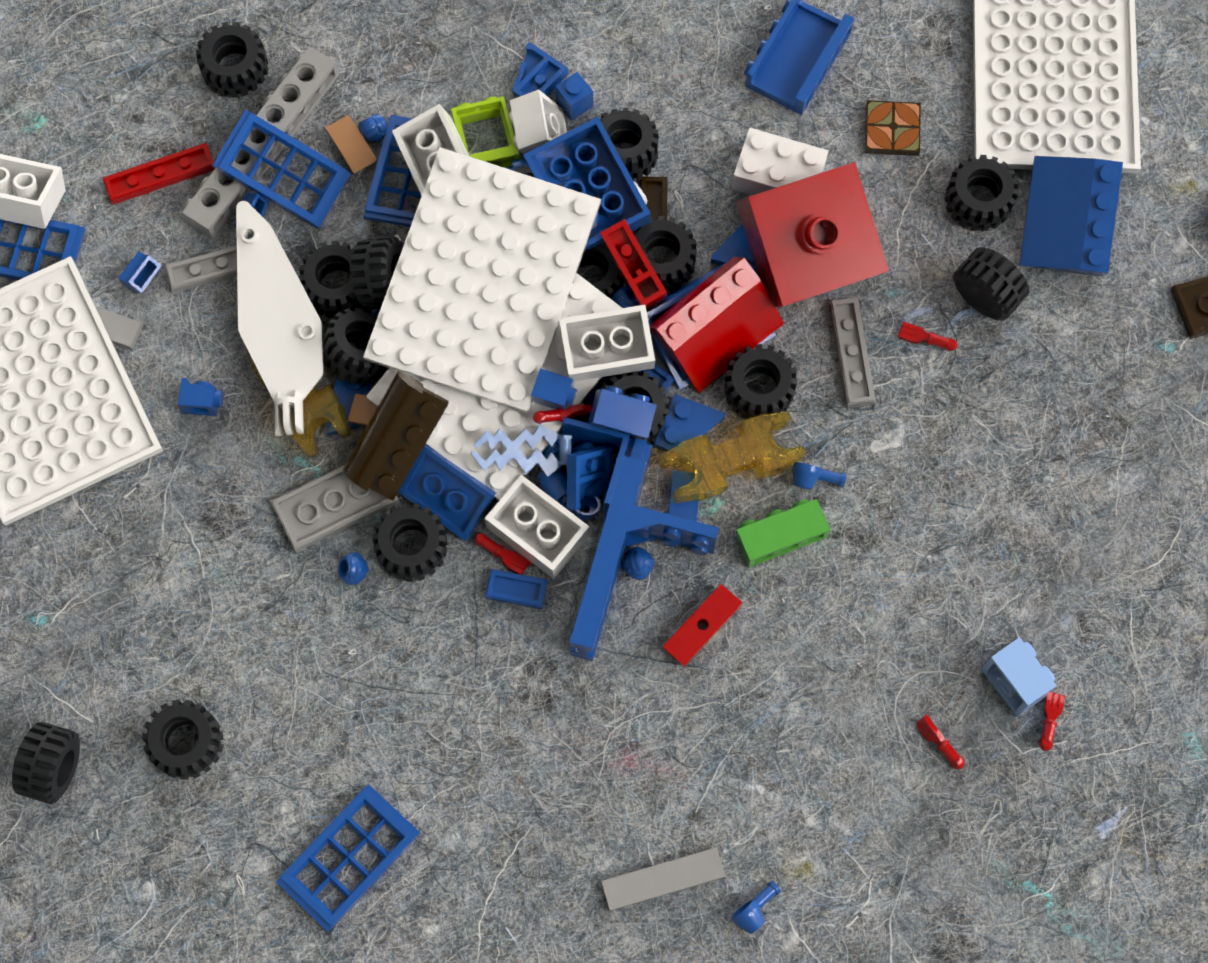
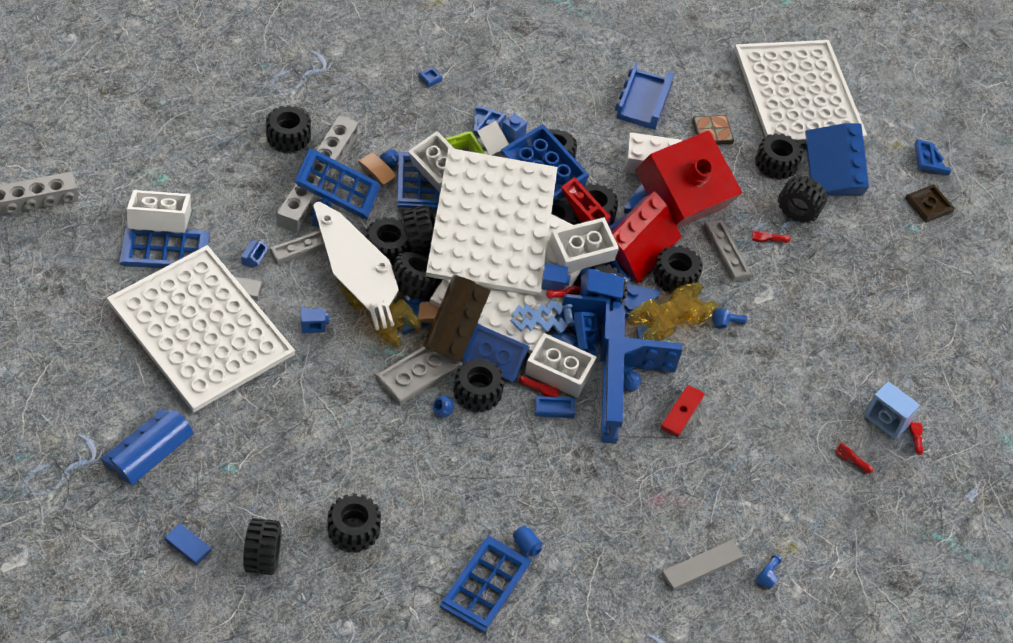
camera: 20 degrees left, 20 degrees down
(159, 173) = (252, 198): red tile -> none
(419, 804) = (527, 541): none -> blue brick
(782, 532) = (717, 351): bright green brick -> none

